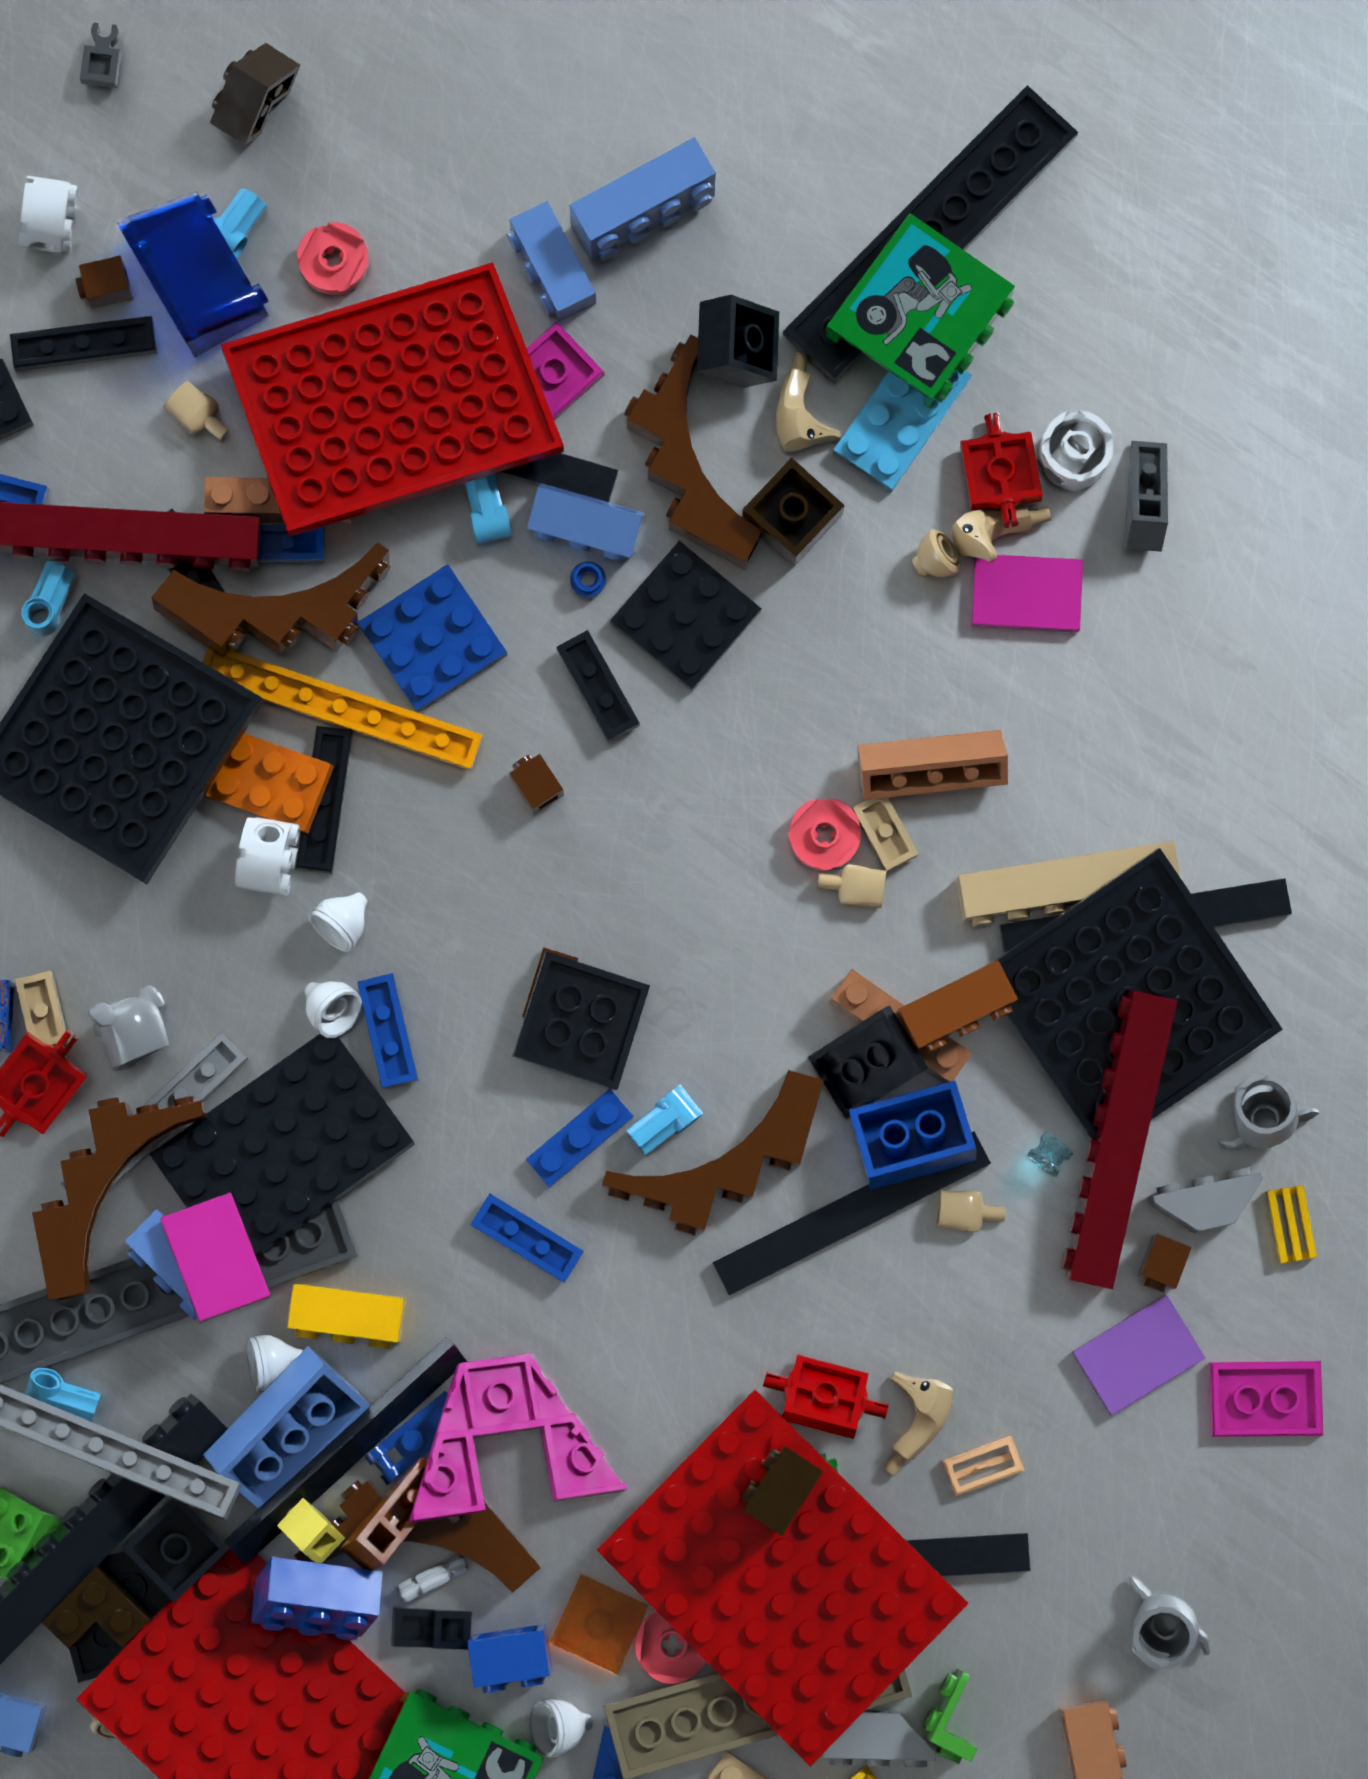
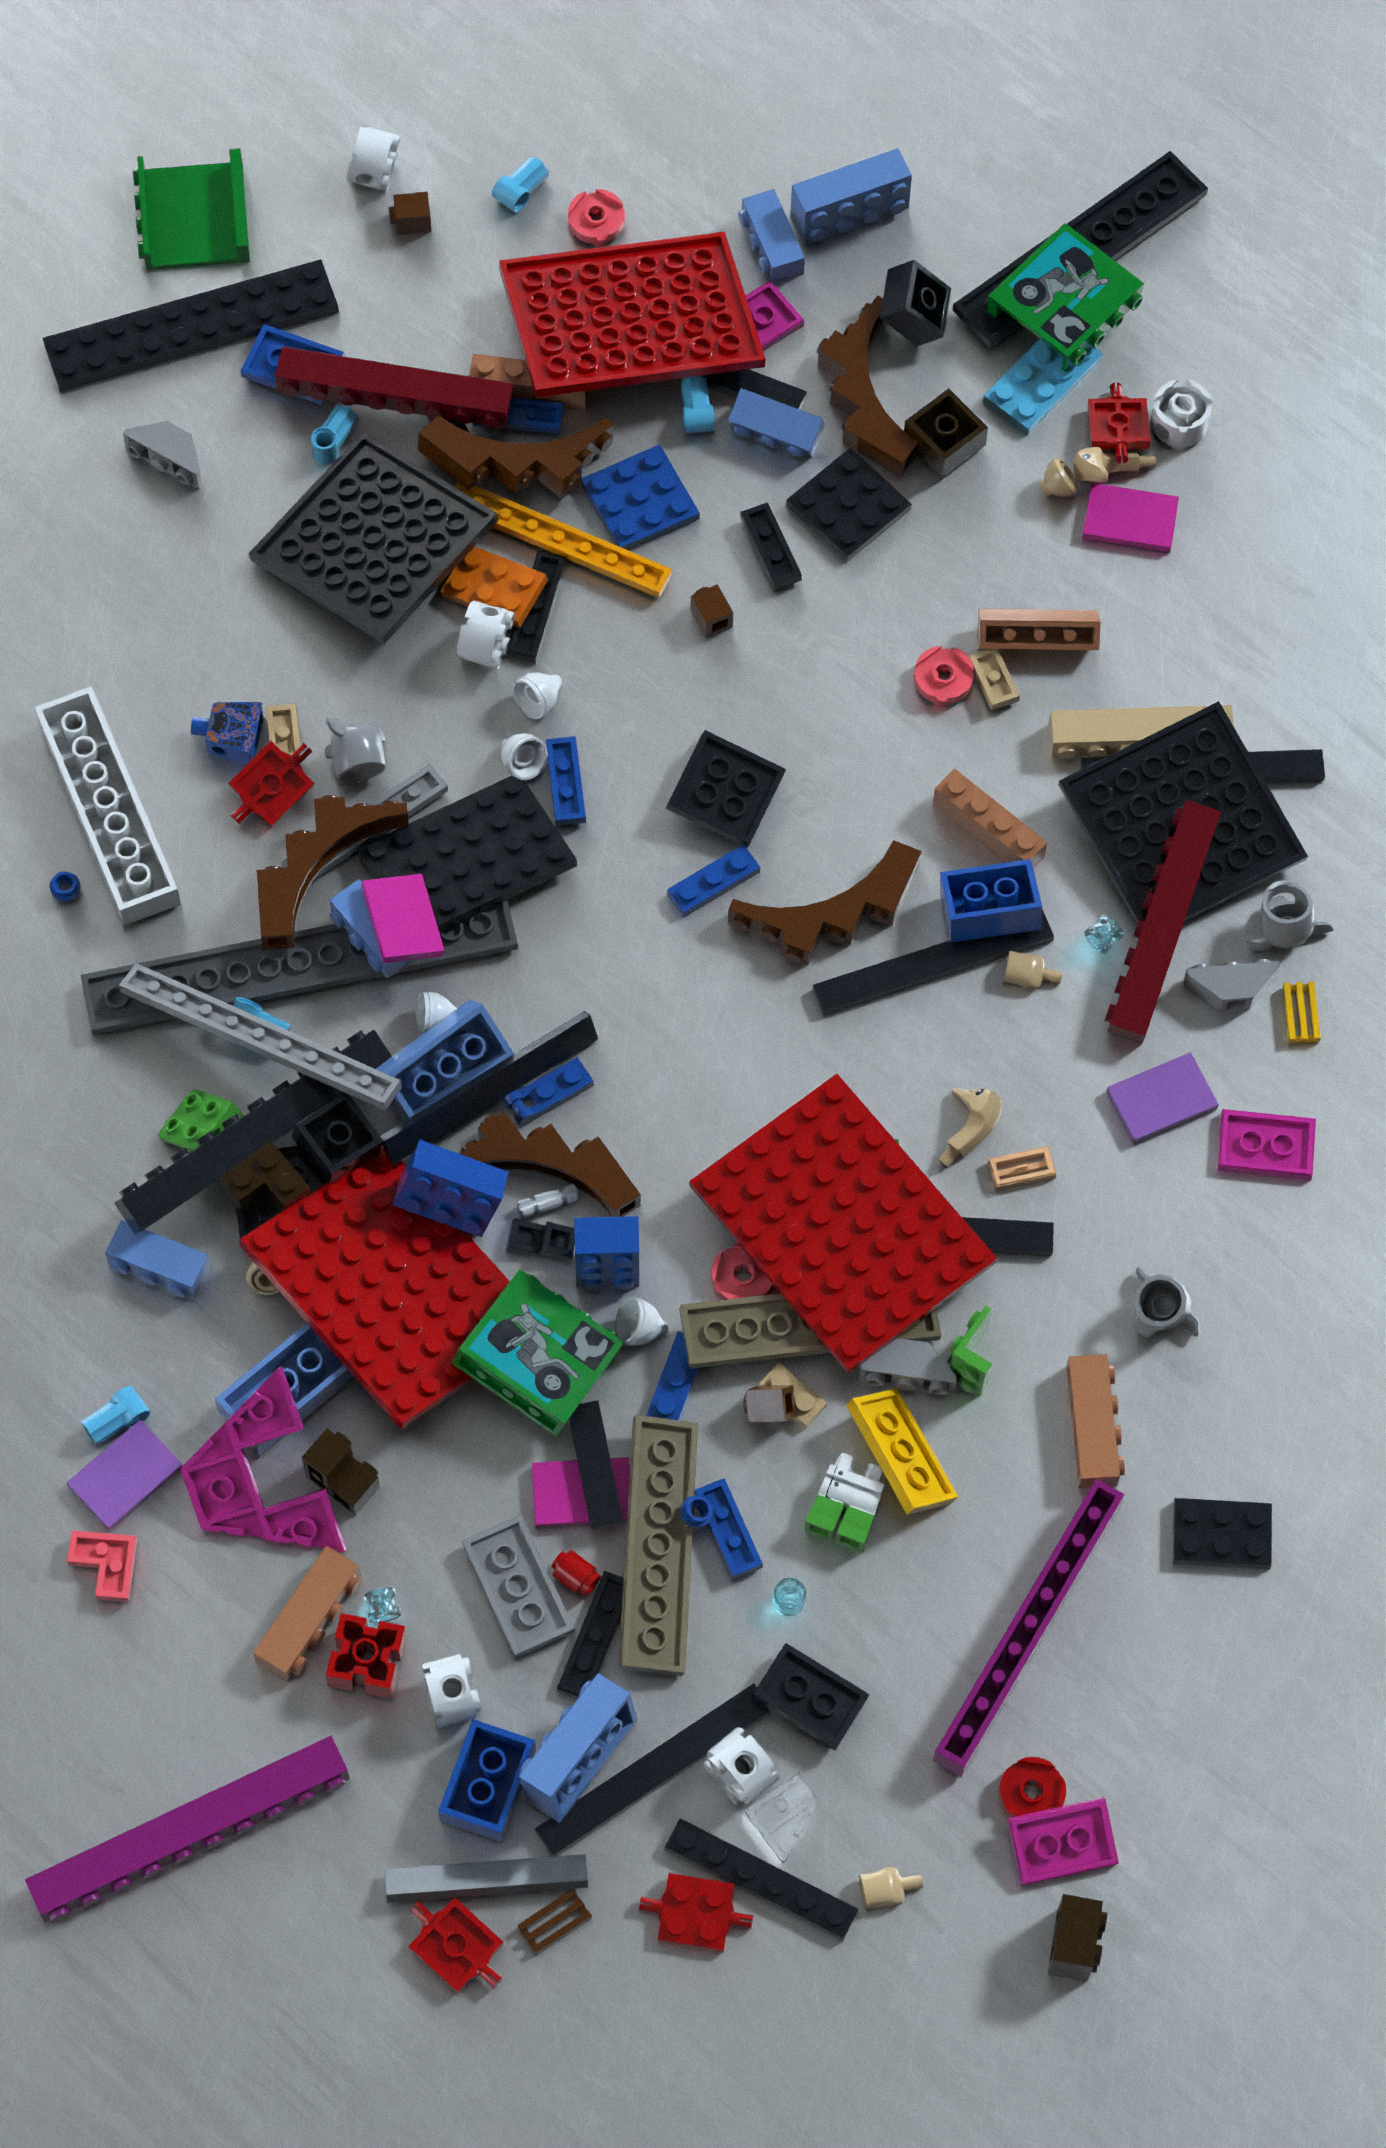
camera: 10 degrees right, 15 degrees down
(83, 343) = (387, 257): black tile -> none
(101, 61) = (431, 59): dark grey plate -> none
(194, 270) = (484, 210): clear blue windscreen -> none
(195, 410) = (470, 312): tan piece -> none
(251, 91) = (545, 89): dark brown brick -> none
(311, 1531) = (453, 1135): light yellow brick -> none
(346, 1315) = (504, 988): yellow brick -> none
(387, 1522) = (524, 1133): dark orange slope -> none
(503, 1399) = (632, 1066): dark pink wing -> none
(527, 1238) = (660, 948): blue plate -> none
(592, 569) = (772, 461): blue plate -> none
(599, 1623) = (683, 1253): clear orange plate -> none
(670, 1116) = (791, 869): medium azure piece -> none
(780, 1489) = (849, 1136): dark brown brick -> none
(794, 424) = (954, 369): tan animal -> none
(825, 1396) = (895, 1092): red plate -> none
(856, 885) = (966, 715): tan piece -> none
(868, 1061) = (960, 836): black plate -> none
(958, 1007) = (1038, 798): dark orange brick -> none
(1147, 496) = (1236, 456): dark grey slope -> none
(1163, 1263) = (1190, 1026): reddish brown brick -> none

